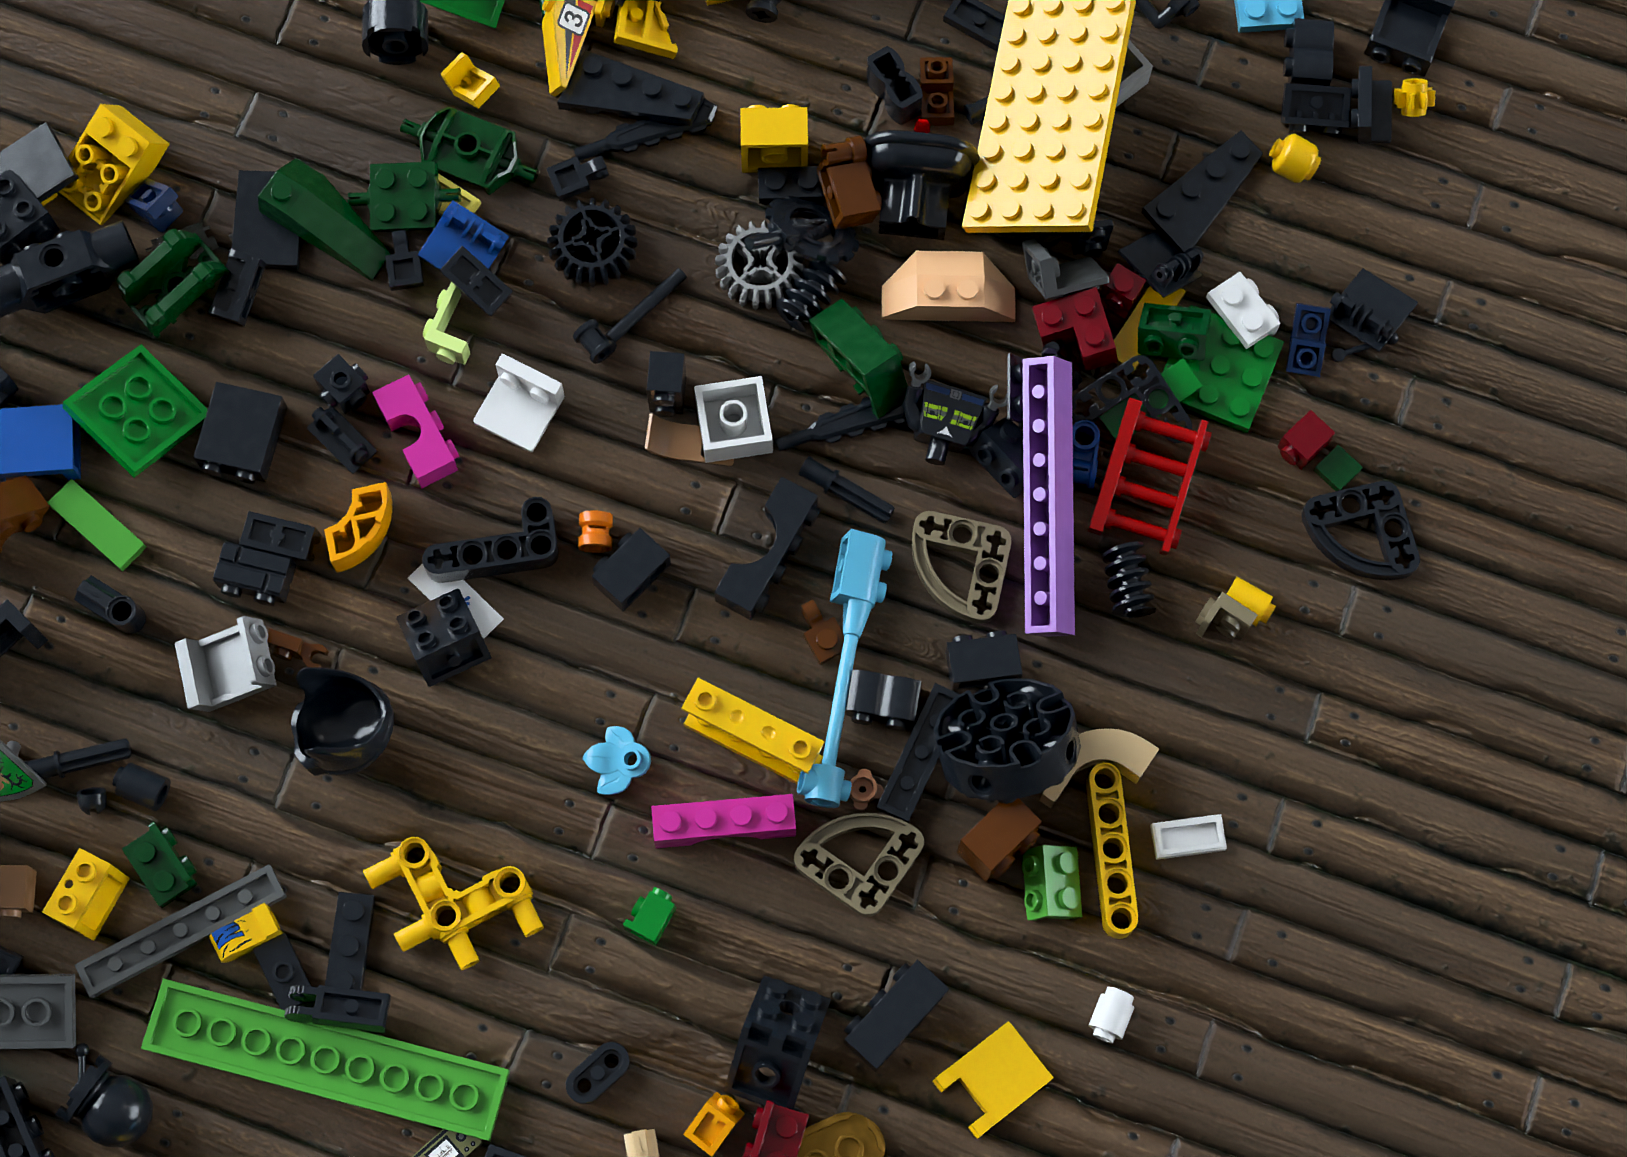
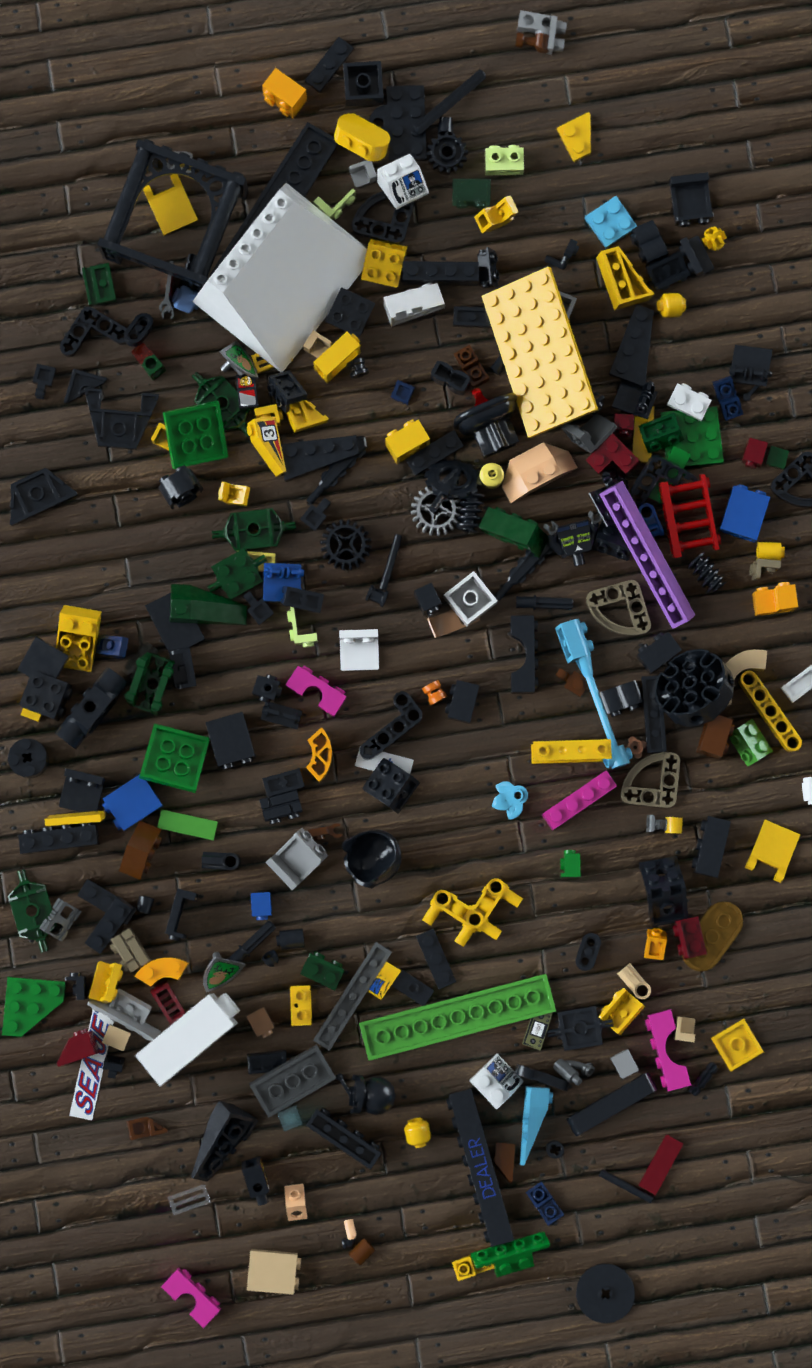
camera: 30 degrees left, 10 degrees up
(128, 707) = (261, 905): none -> blue brick
(340, 1007) = (451, 989): black hinge -> none
(811, 74) = (402, 392): none -> dark blue tile
(848, 183) = (458, 445): reddish brown hinge -> none
(848, 943) = (670, 825): none -> leg
(874, 258) = (491, 482): none -> light yellow head
(1216, 681) = (776, 600): none -> light orange brick
(1238, 82) = (621, 279): none -> yellow wedge
(1239, 522) = (744, 513): none -> blue brick

